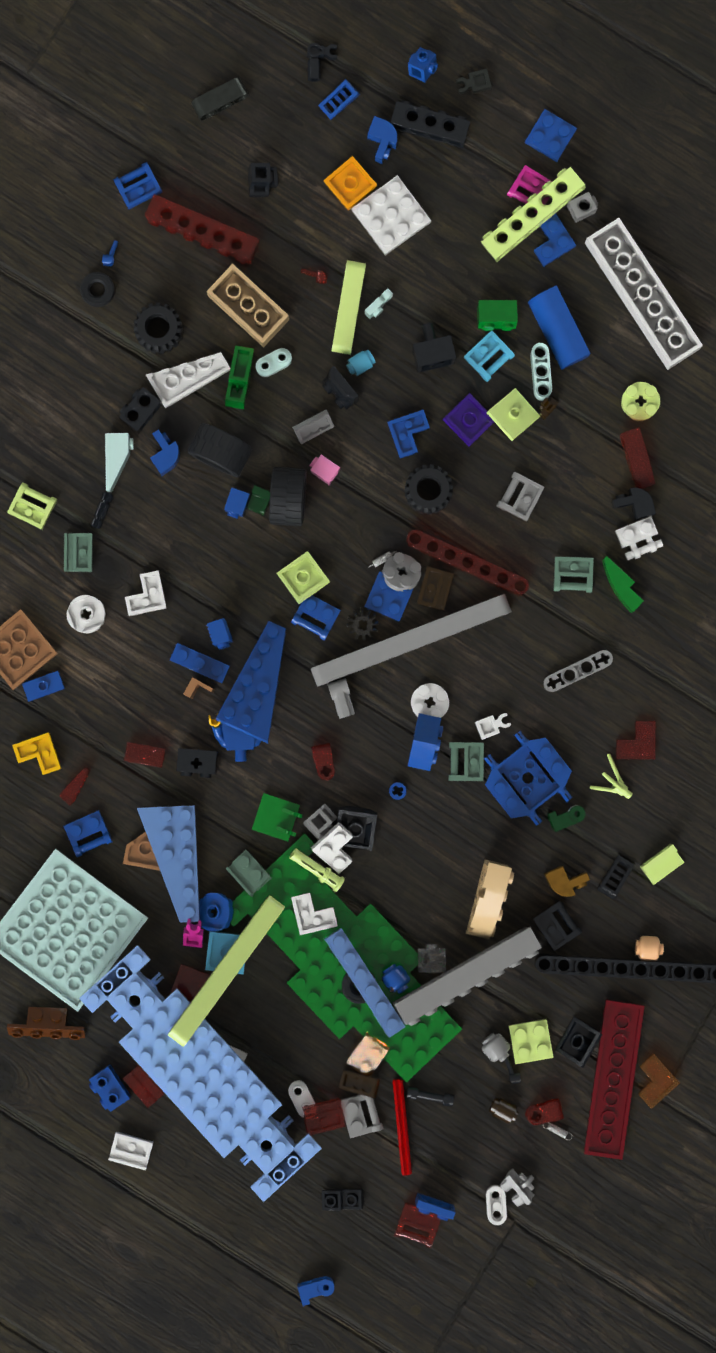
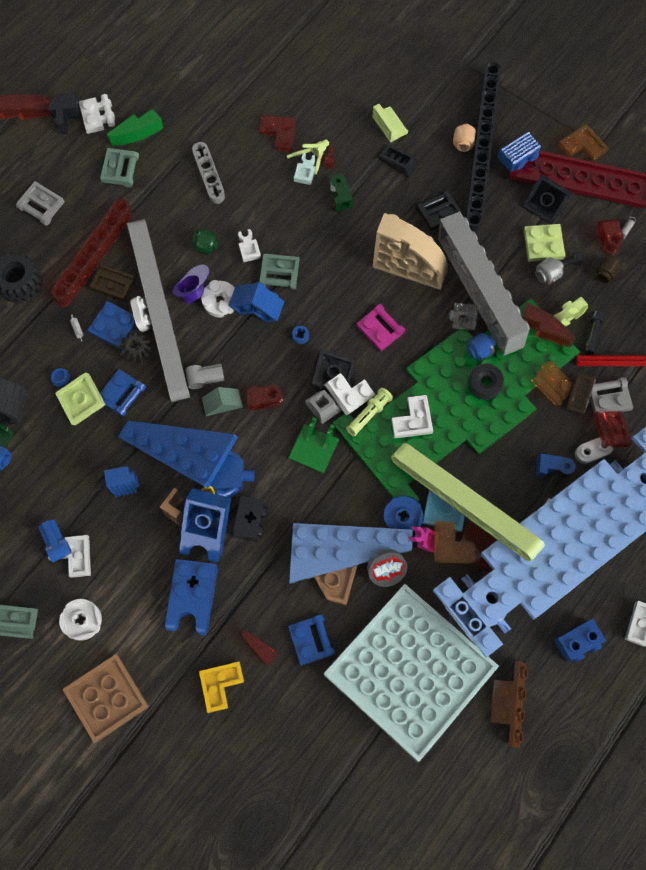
camera: 85 degrees left, 15 degrees down
(43, 686) = (149, 673): blue plate -> none
(112, 716) = (189, 600): none -> blue brick
(143, 1086) = (577, 603): clear red brick -> none
(144, 754) = (235, 572): clear red plate -> none
(150, 582) = (56, 545): none -> blue piece
(160, 900) = (387, 568): none -> tile
(184, 721) = (205, 523): none -> blue brick
(184, 956) = (447, 549): none -> clear orange plate
(199, 663) = (149, 509): blue plate -> none
(248, 873) = (367, 478): sand green plate -> none
(281, 1059) = (556, 465): none -> blue leg
(316, 719) = (221, 400): none -> sand green slope
(326, 552) = (60, 377): none -> blue plate
(364, 982) = (456, 386): medium blue arch -> none
(402, 623) = (140, 313): none -> white plate
(406, 563) = (91, 300): light grey plate -> none
(409, 869) = (376, 331): none -> dark pink plate
(426, 1044) = (547, 326): none -> clear red slope
(439, 672) = (191, 285): none -> dark purple piece
(445, 1069) = (571, 311): none -> yellowish green plate
(491, 678) = (204, 241): none -> dark green head
(541, 786) = (319, 226): blue piece -> none
(562, 885) = (401, 200): pearl gold brick -> none
(587, 776) = (305, 171): none -> light aqua plate
(605, 801) = (329, 161): none -> clear red hand
(630, 1008) = (519, 152): none -> blue brick

